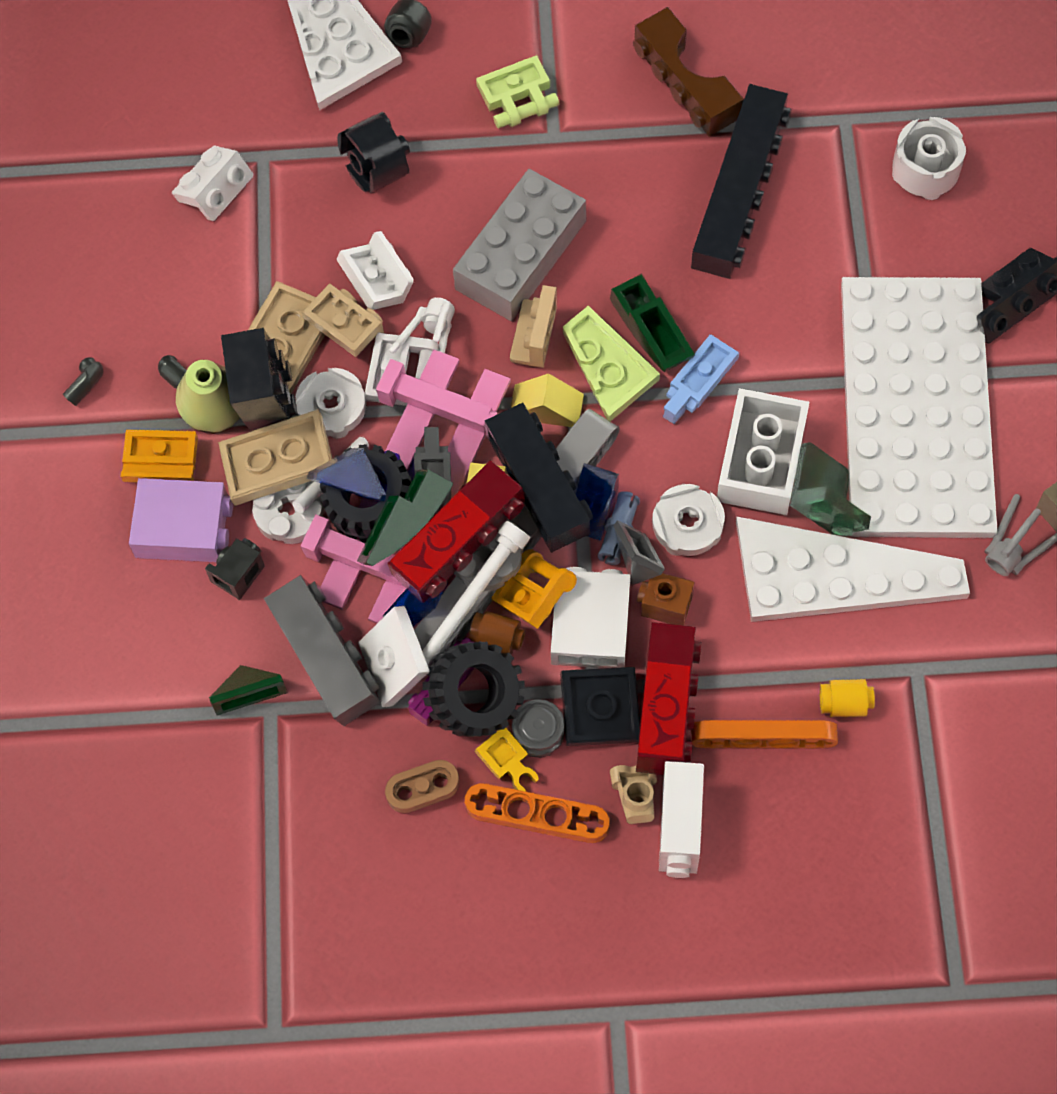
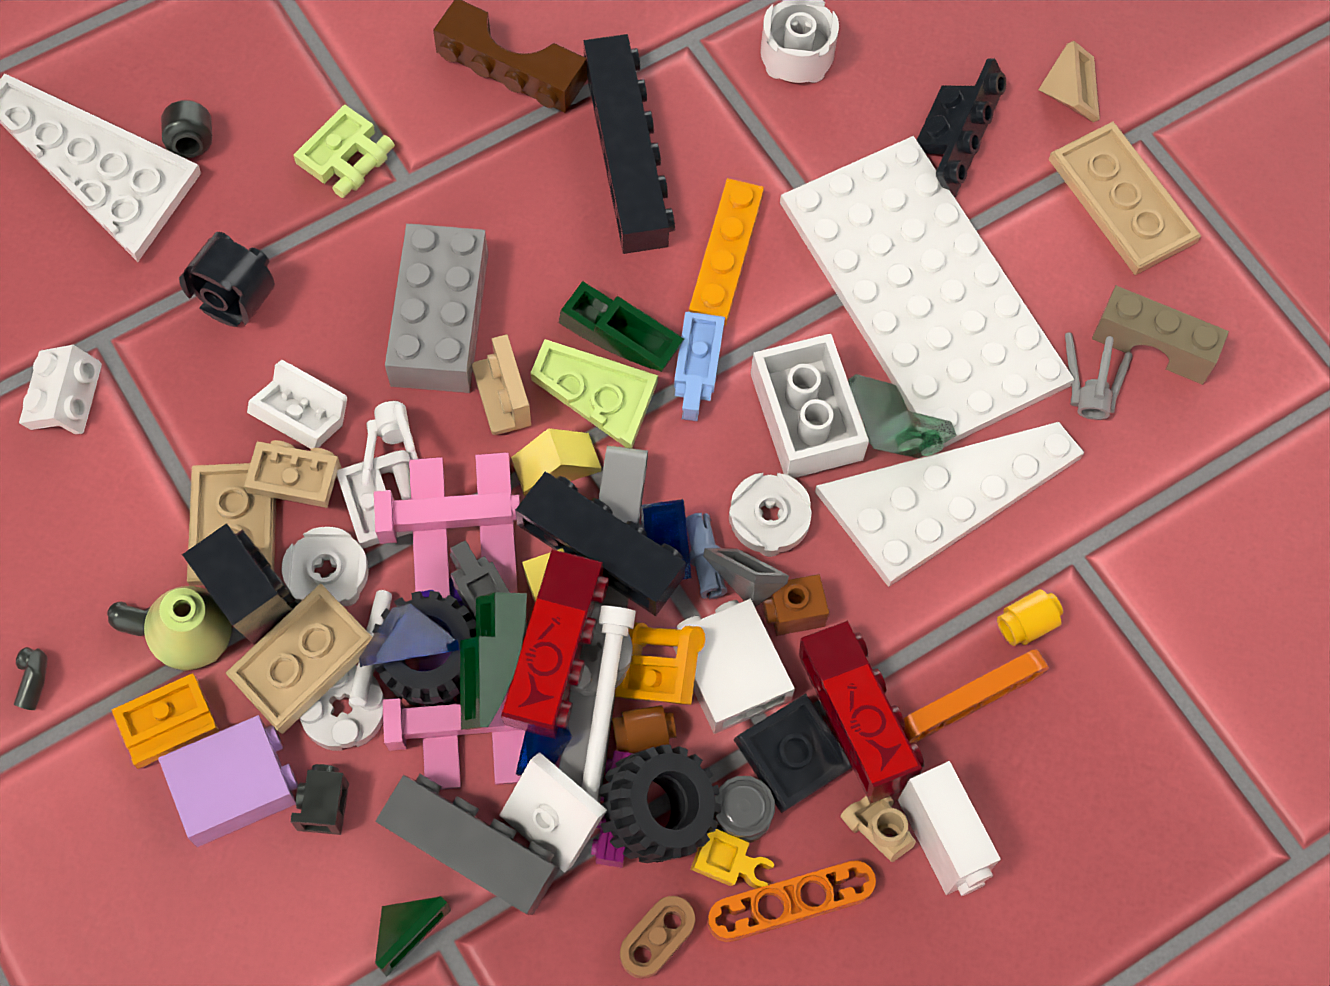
camera: 35 degrees left, 0 degrees up
(774, 301) = (727, 249): none -> light orange plate

